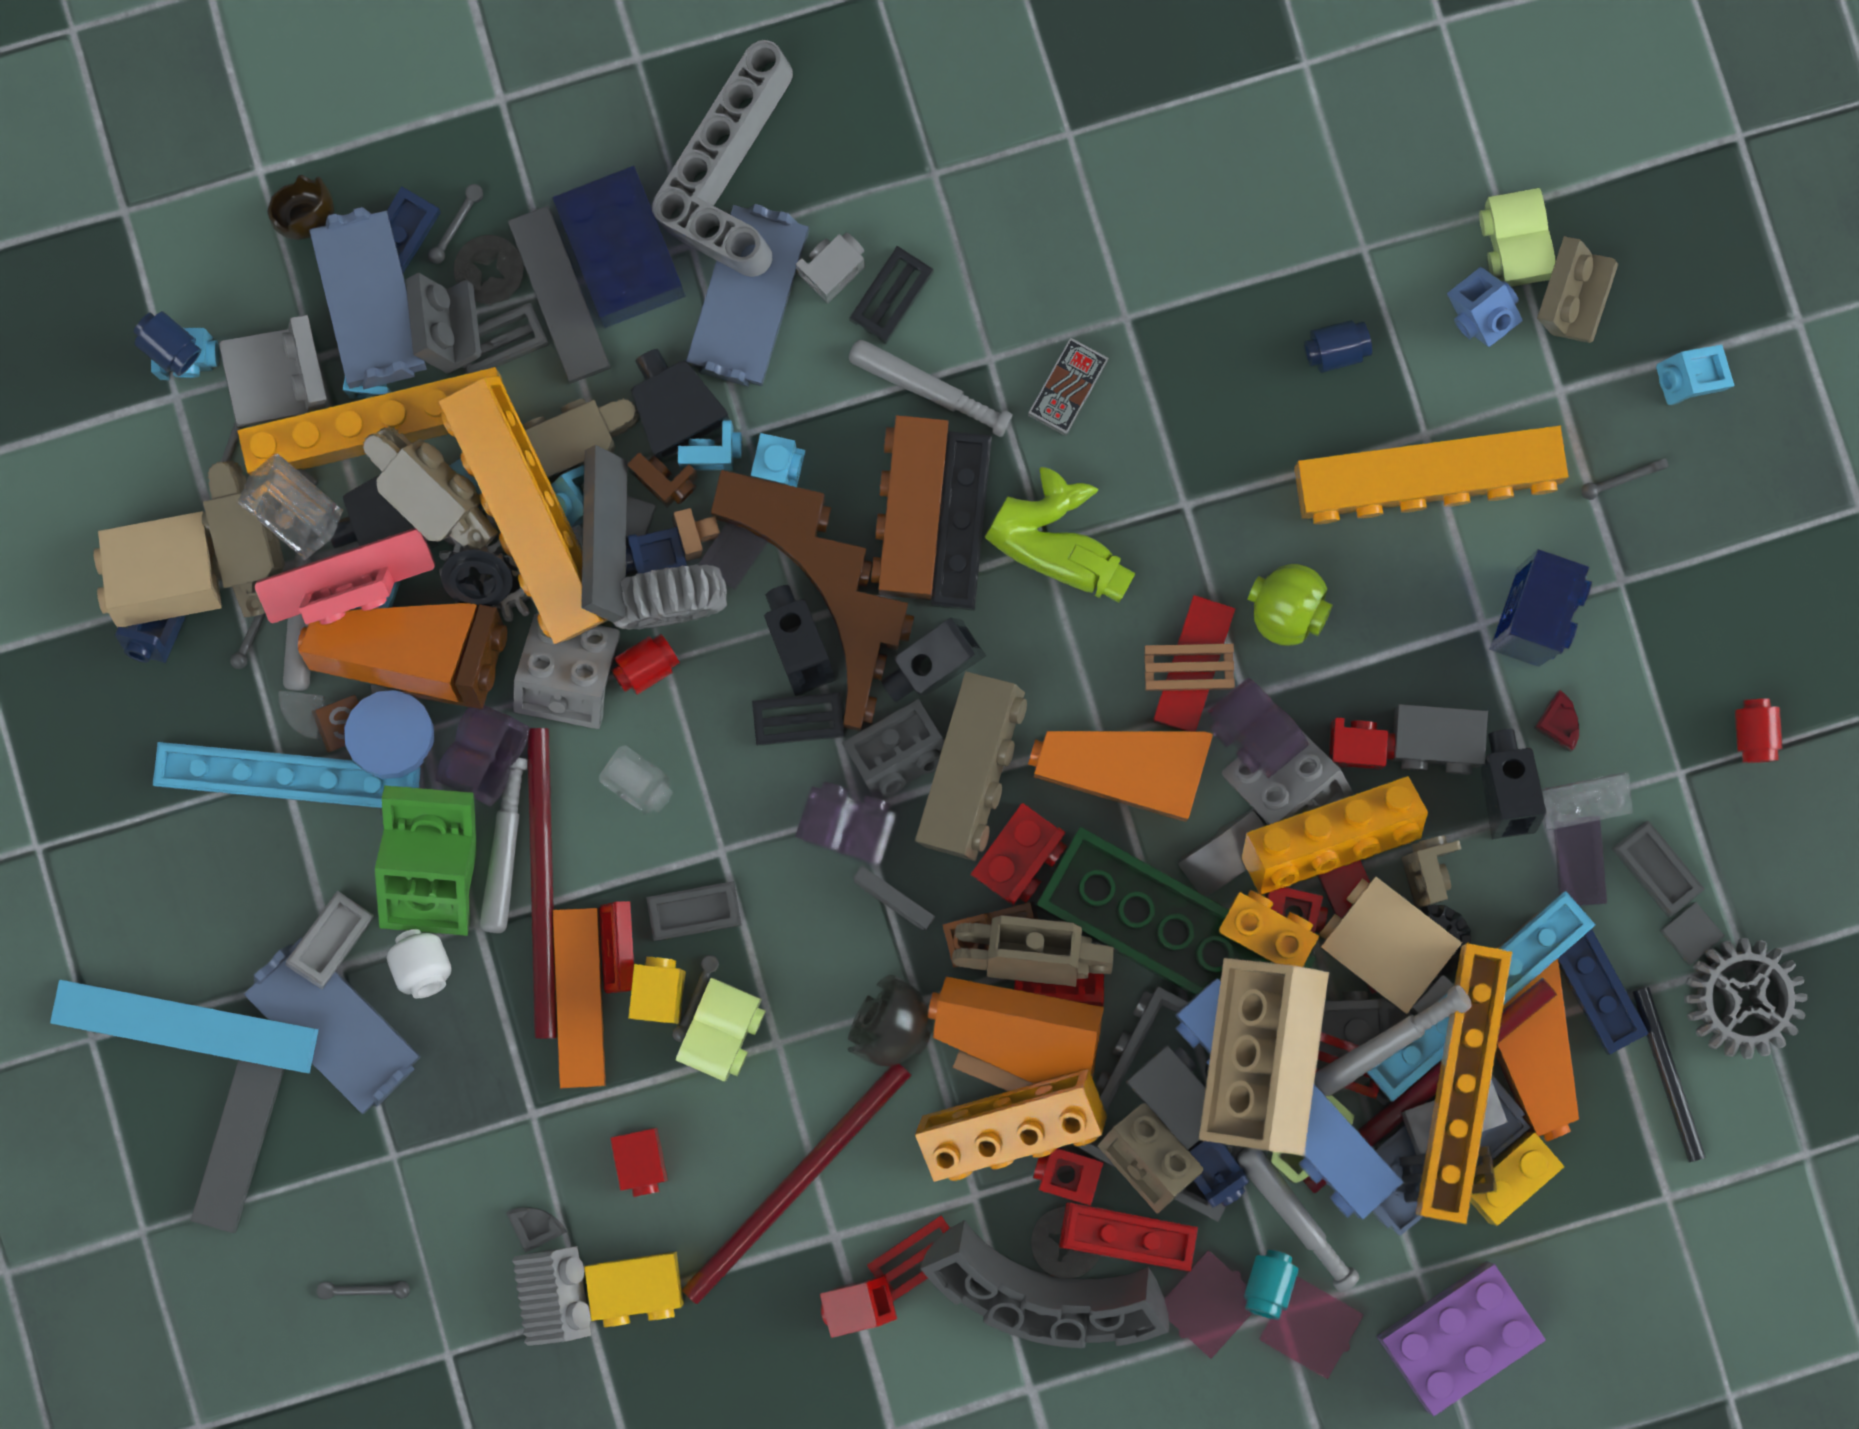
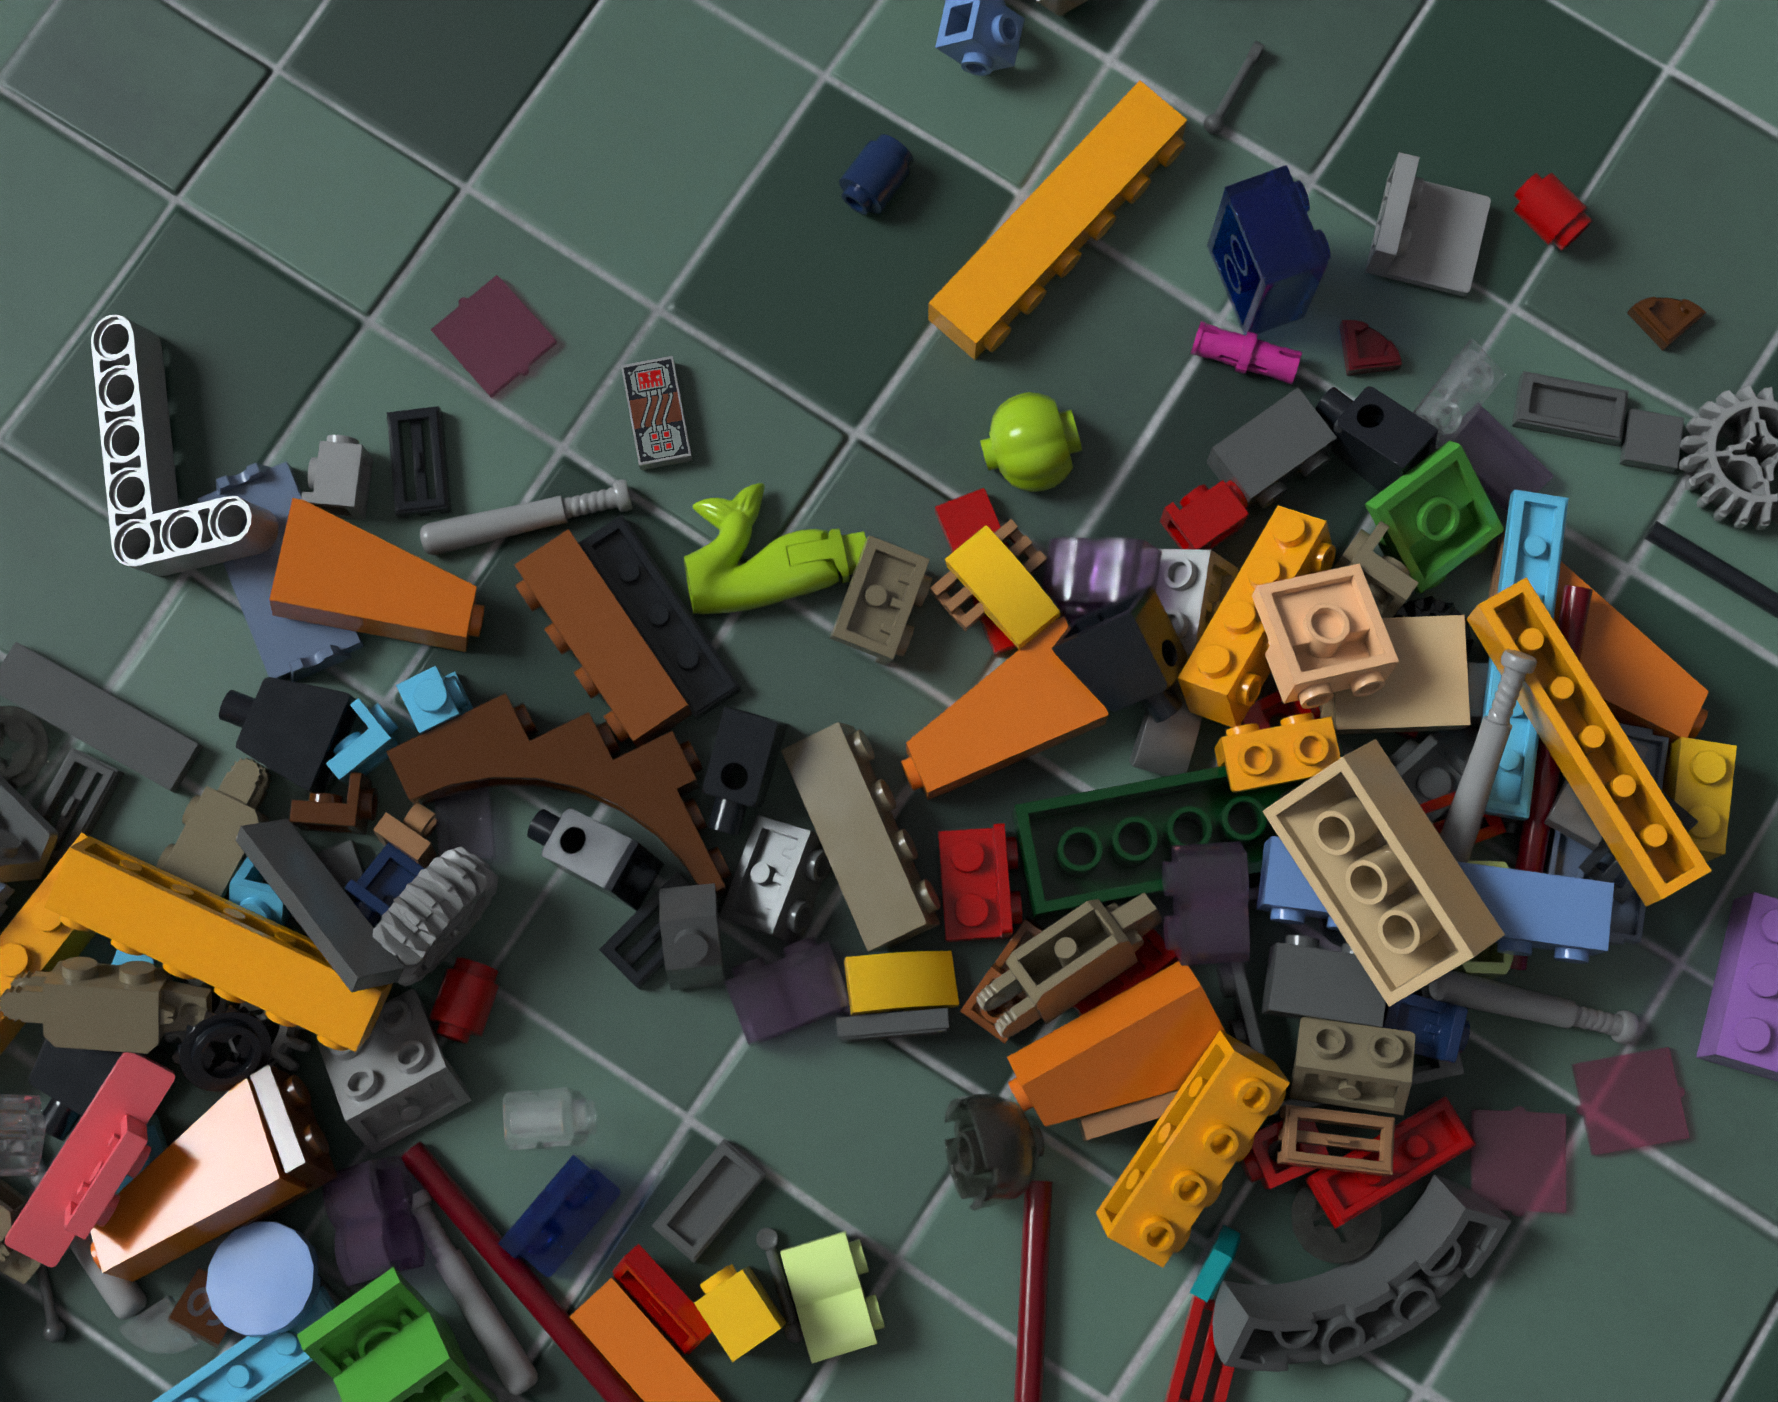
camera: 40 degrees left, 5 degrees down
(597, 846) = (561, 1216): none -> clear blue bracket
(619, 246) = (116, 623): clear blue brick -> none
(793, 350) = (366, 585): none -> orange slope
(815, 741) = (691, 936): none -> dark grey slope
(920, 877) = (901, 982): none -> yellow slope
(969, 1207) = (1216, 1263): none -> teal tile
(1006, 249) = (493, 336): none -> clear pink piece
(1076, 1167) = (1290, 1136): none -> medium nougat tile
(1108, 627) = (881, 599): none -> dark tan bracket
(1146, 987) = (1208, 903): none -> clear purple brick
(1189, 683) = (1002, 587): none -> yellow slope
(1229, 791) = (1127, 654): none -> black torso
(1270, 1284) = (1561, 1092): teal brick -> none
(1358, 882) = (1324, 636): none -> light nougat plate
(1478, 659) = (1246, 352): none -> dark pink pin
(1500, 866) = (1435, 516): none -> bright green plate
(1601, 994) = (1626, 564): dark blue plate -> none
(1665, 678) = (1427, 231): none -> light grey bracket
(1773, 862) = (1665, 318): none -> reddish brown tile

